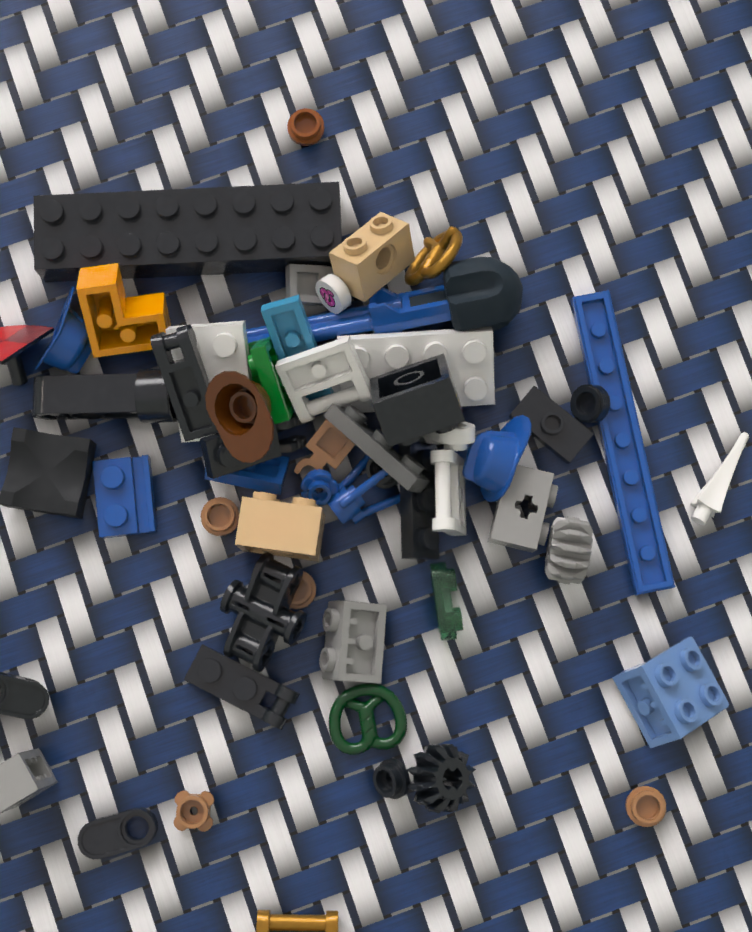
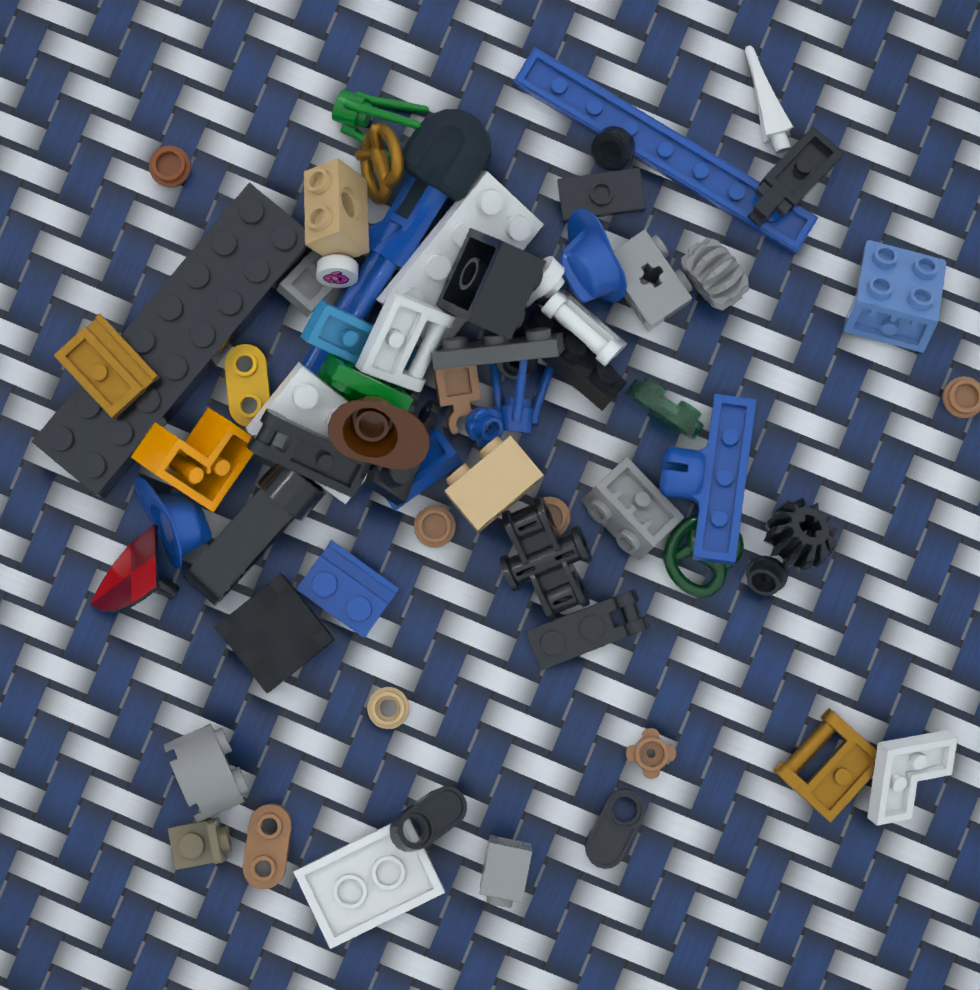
camera: 50 degrees left, 5 degrees up
(54, 593) = (376, 714): none -> tan plate
(125, 196) = (106, 366): none -> pearl gold plate
(202, 304) = (246, 385): none -> yellow plate
(426, 680) = (715, 478): none -> blue plate
(456, 212) = (358, 108): none -> green plant
(687, 544) = (795, 176): none -> black hinge

